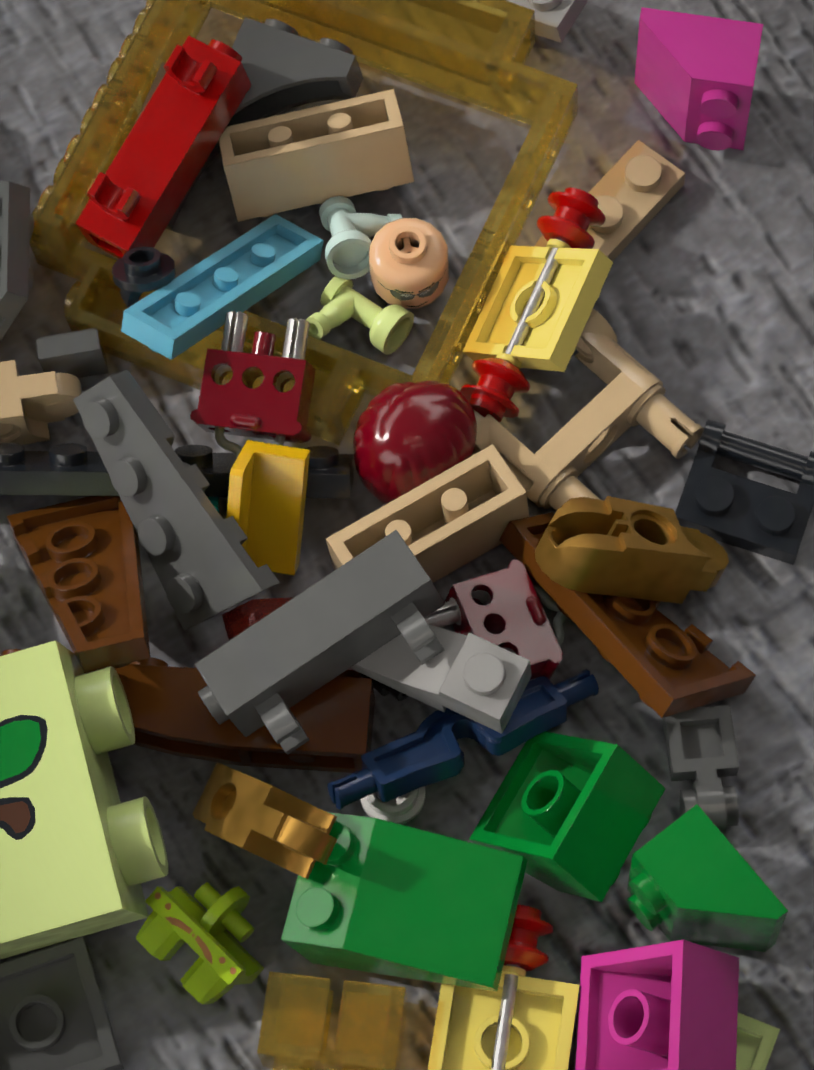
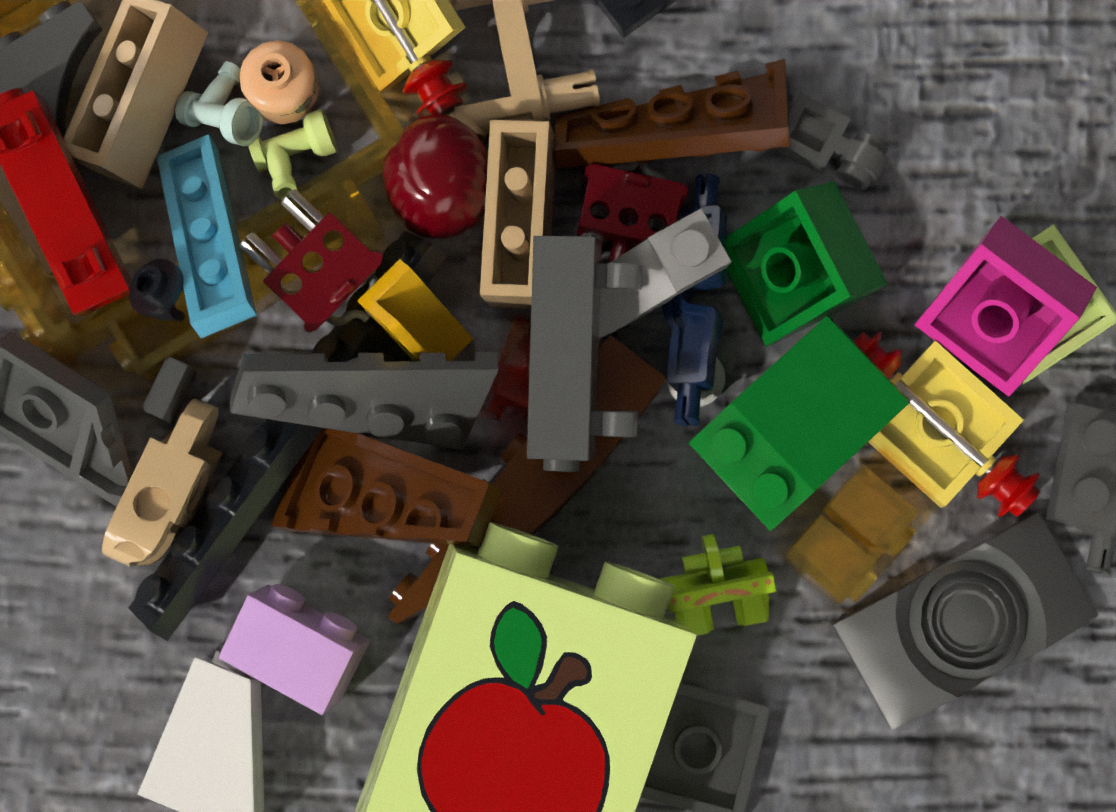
camera: 55 degrees left, 15 degrees up
(265, 820) = (672, 484): pearl gold piece -> none
(628, 551) = (636, 82): pearl gold piece -> none
(702, 888) = (926, 202): green slope -> none

